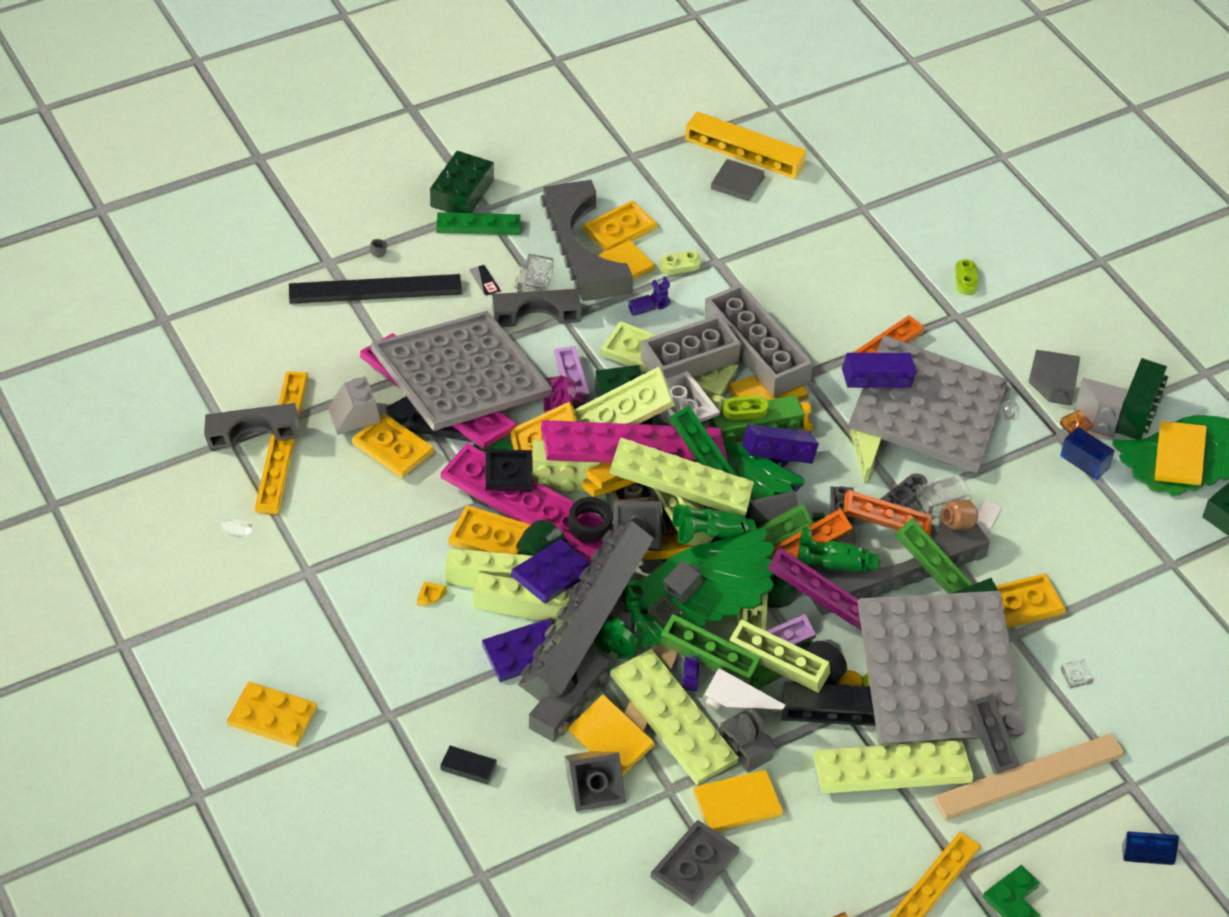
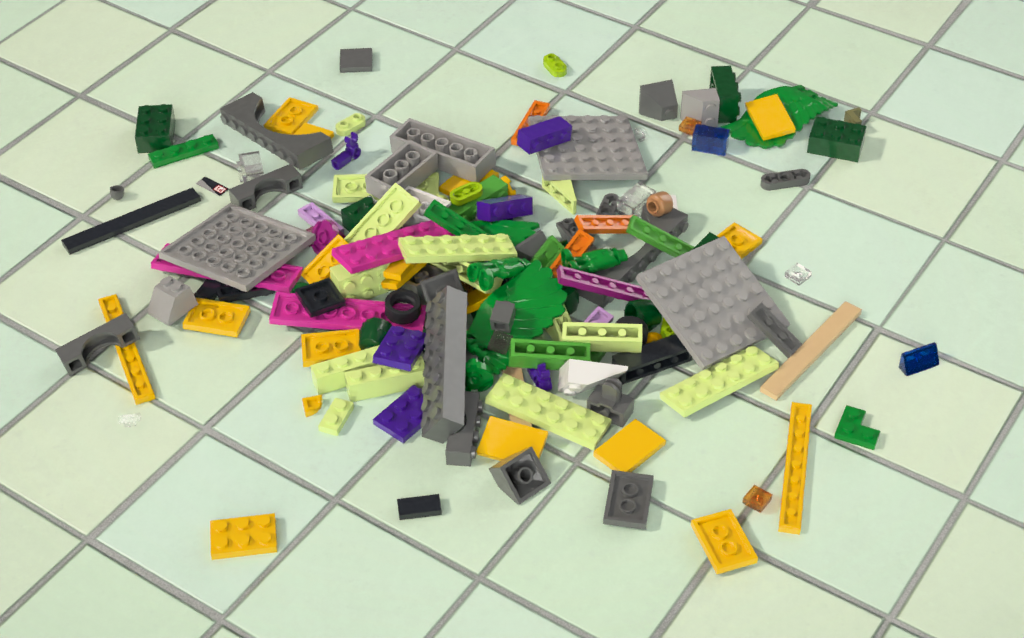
camera: 25 degrees left, 5 degrees down
(447, 619) = (336, 416): none -> yellowish green plate
(745, 145) = (347, 36): yellow brick -> none
(850, 644) = (644, 310): none -> dark green helmet
(1161, 552) = (774, 180): none -> dark grey beam

